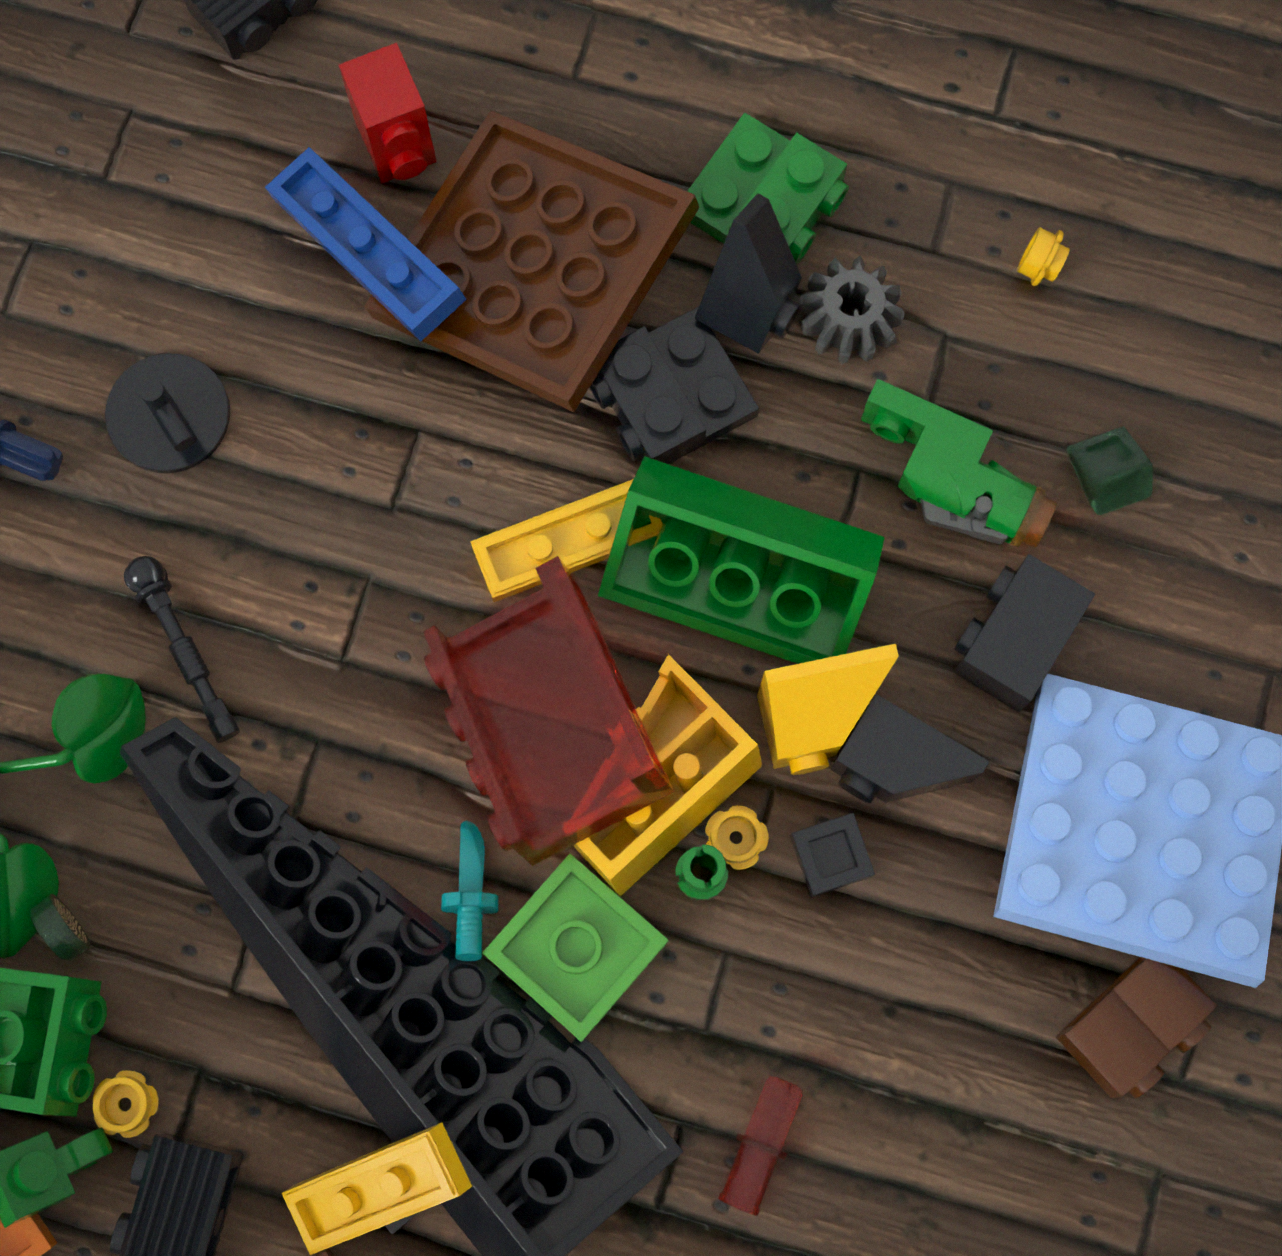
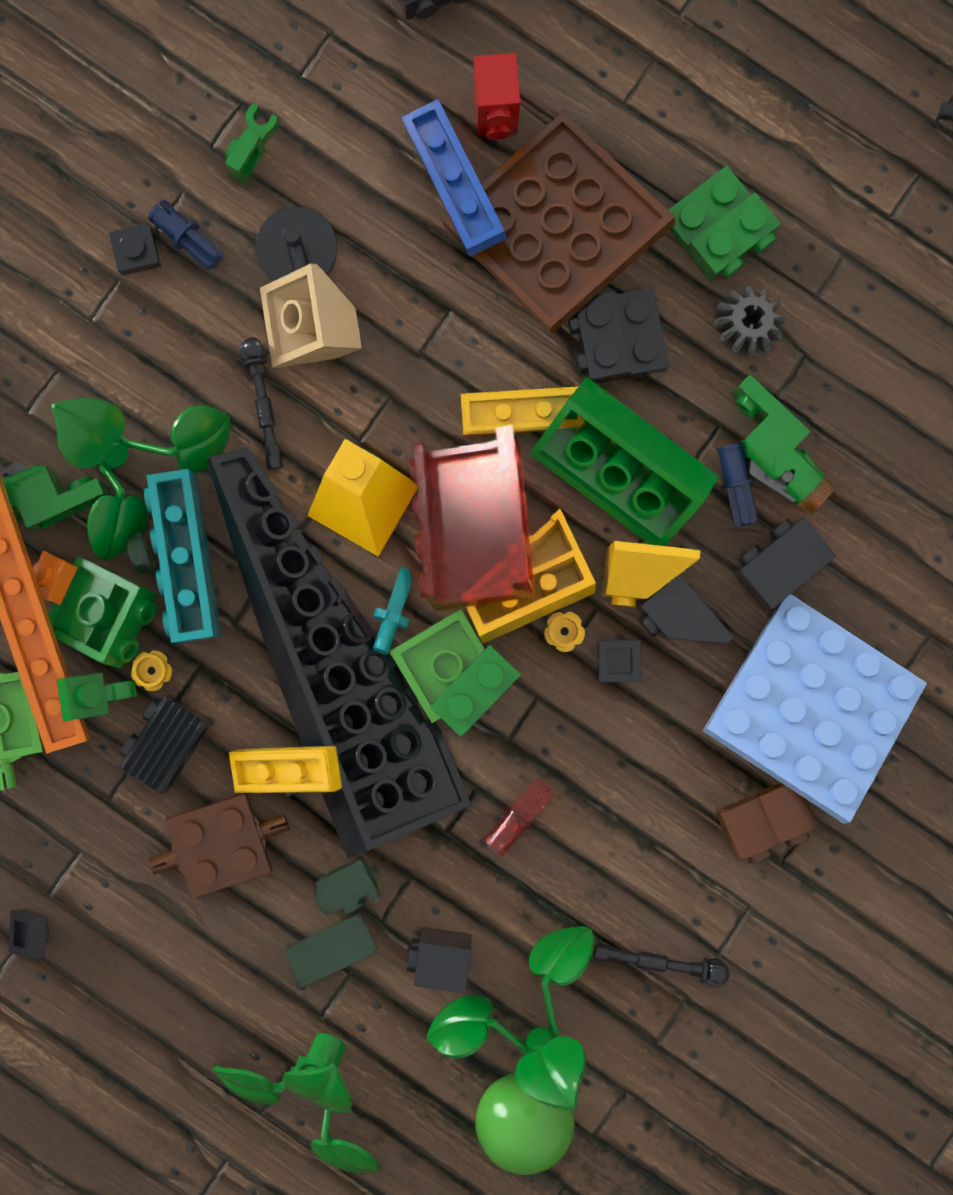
camera: 10 degrees right, 10 degrees up
(56, 300) = (247, 150): none -> green plate
(124, 911) = (183, 556): none -> teal brick
(213, 504) = (308, 319): none -> tan slope
(370, 737) = (362, 498): none -> yellow slope
(630, 965) = (475, 690): none -> green brick
(708, 858) = (546, 648): green pin -> none
(752, 280) = (693, 284): black slope -> none
(915, 542) = (737, 484): none -> dark blue axle
(1043, 256) = (885, 325): yellow plate -> none
(1112, 470) = (877, 477): clear green slope -> none

